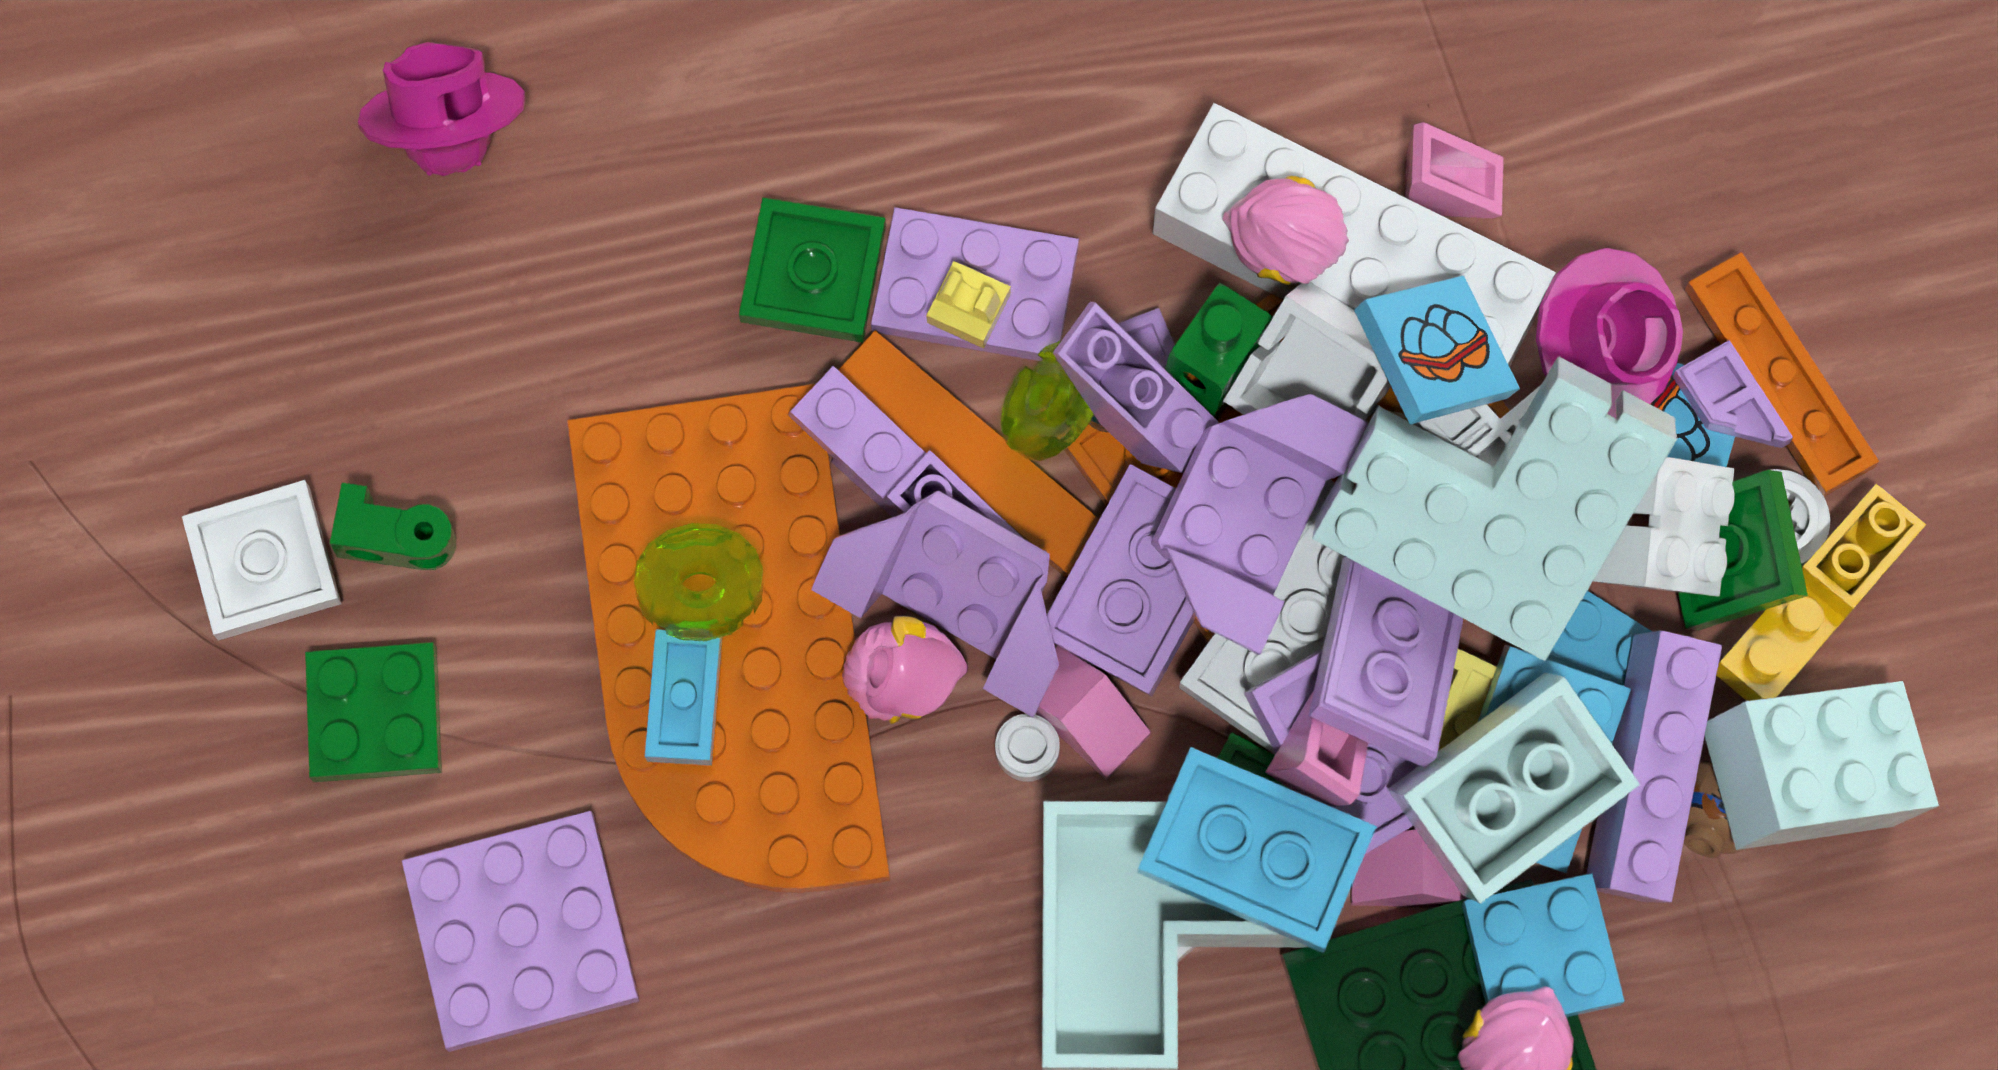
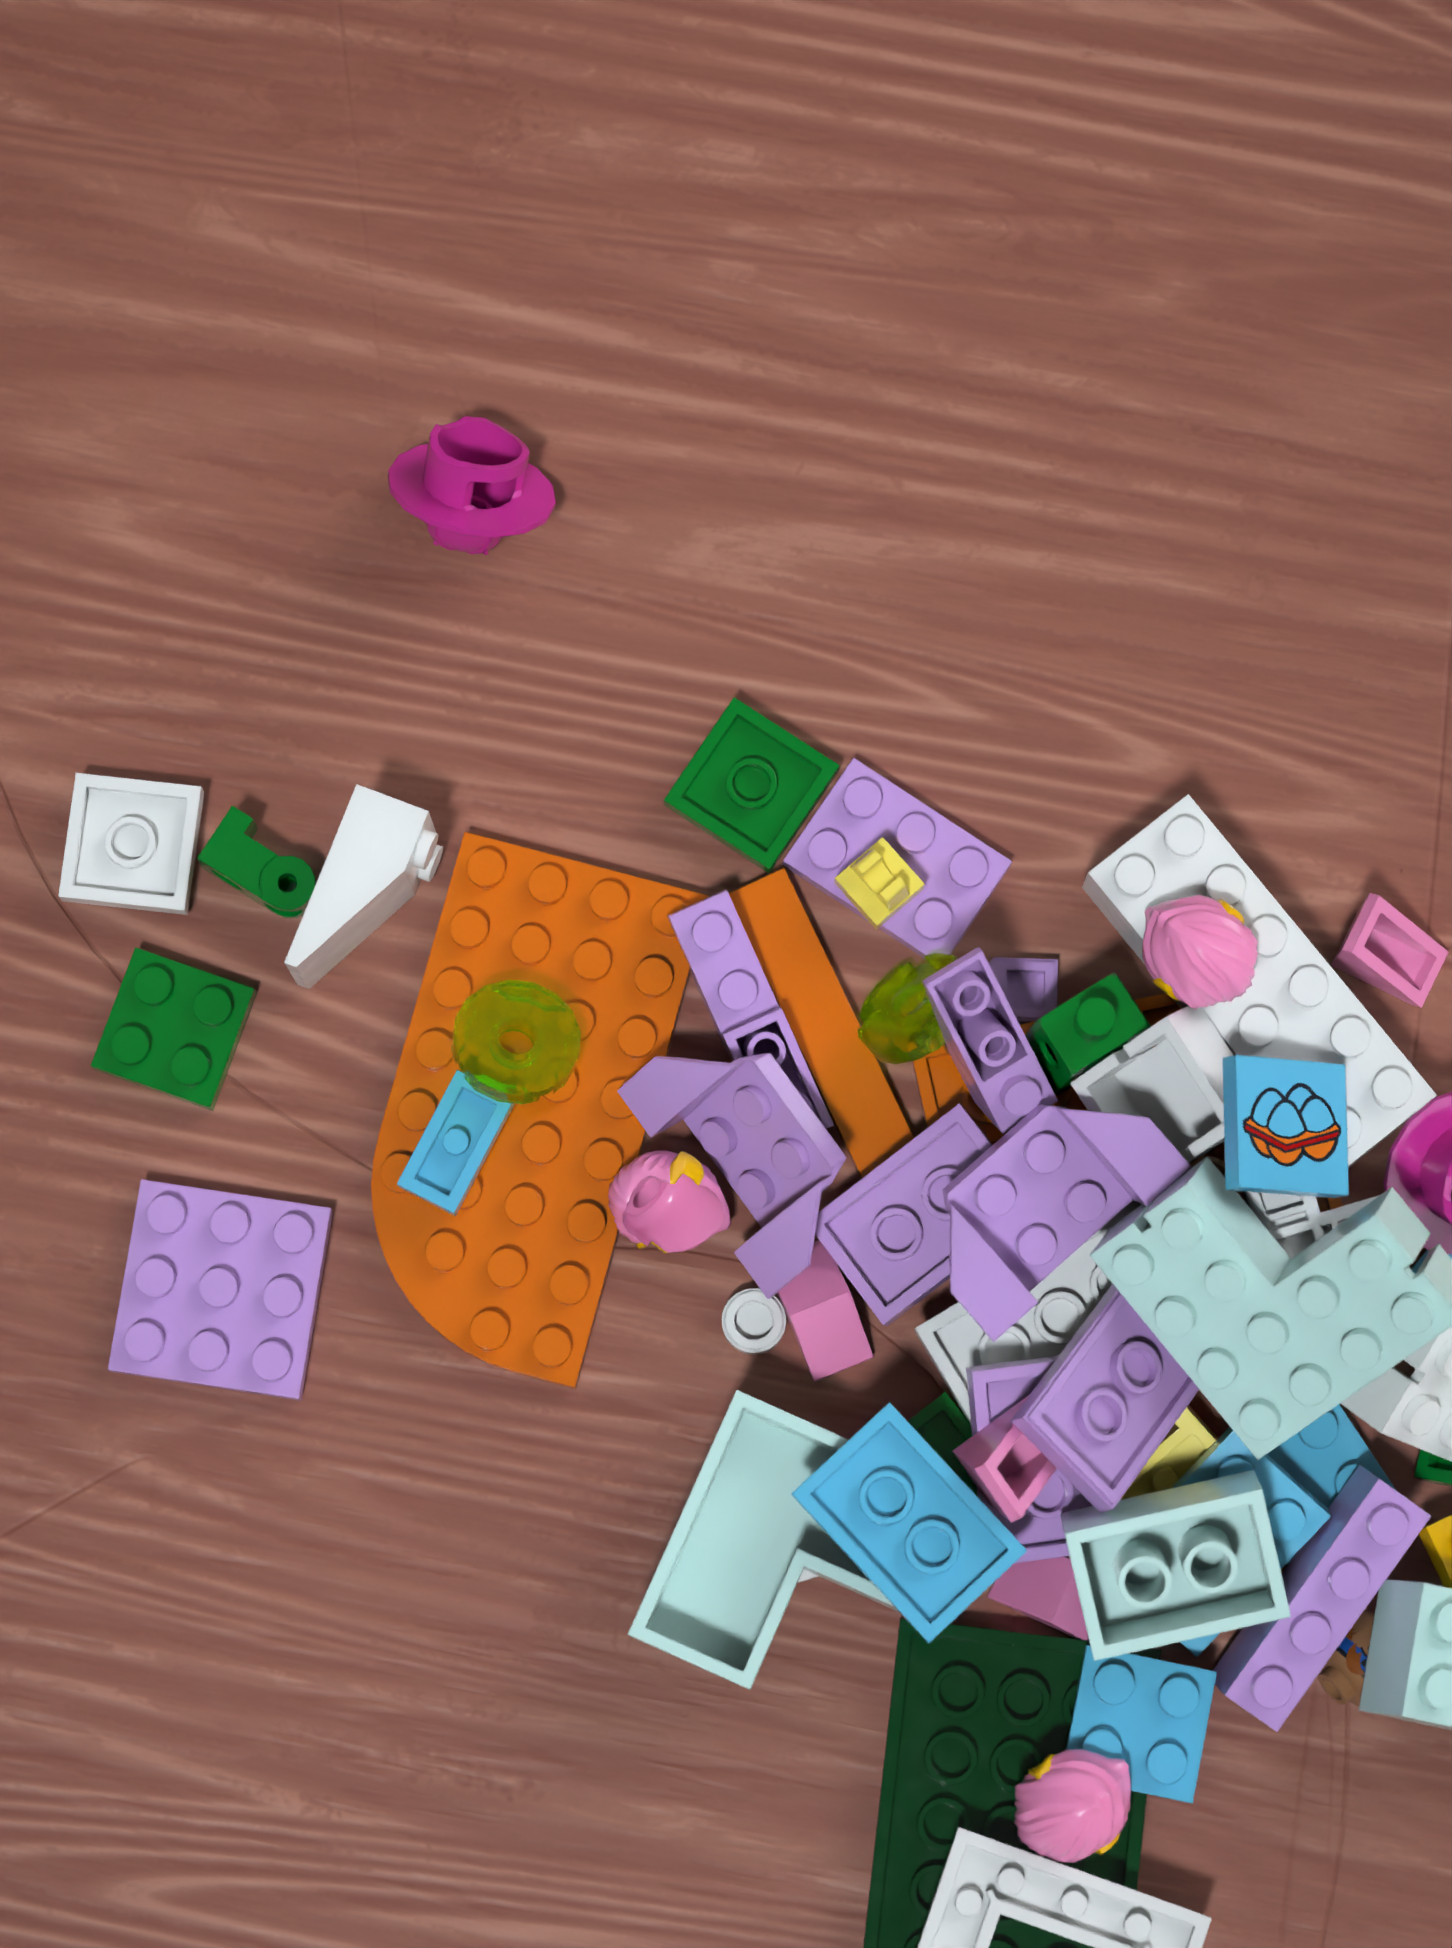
camera: 25 degrees right, 5 degrees up
(497, 494) = (366, 878): none -> white slope

